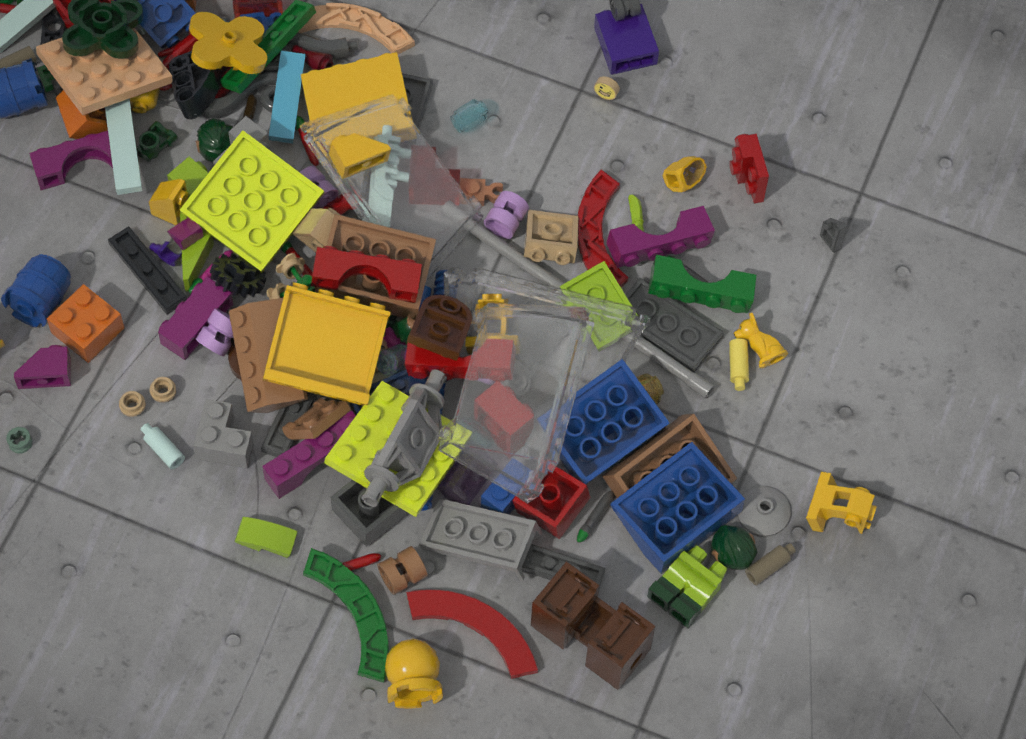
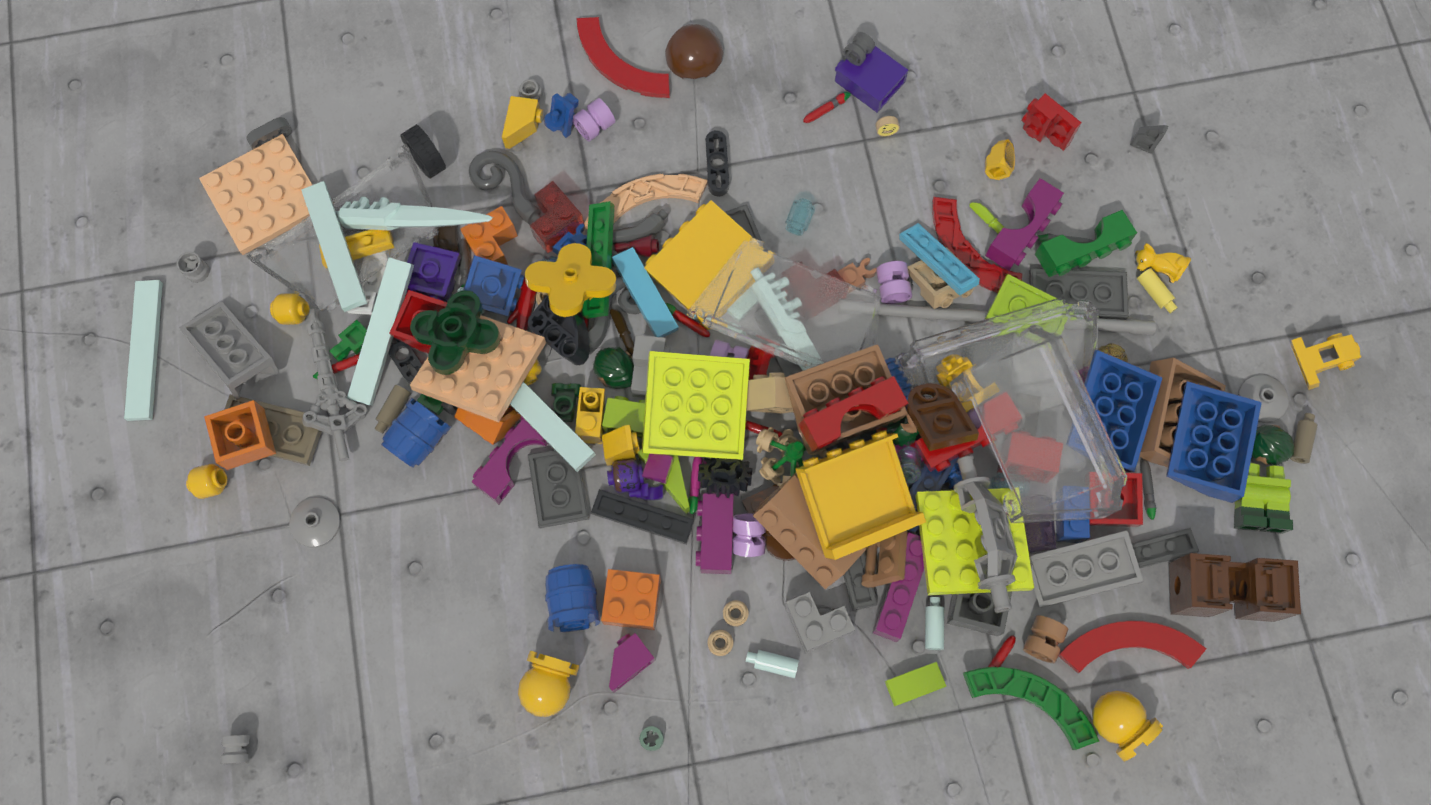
camera: 30 degrees left, 10 degrees up
(95, 207) = (556, 490): none -> dark grey tile
(155, 227) = (625, 475): none -> dark purple head
(163, 161) = (590, 415): none -> yellow slope
(318, 503) = (934, 625): none -> light aqua cylinder
(357, 153) = (760, 312): yellow slope -> none
(434, 43) = (722, 171): none -> black beam
(559, 217) = (939, 259): none -> medium azure tile
(568, 43) = (827, 107): none -> red piece

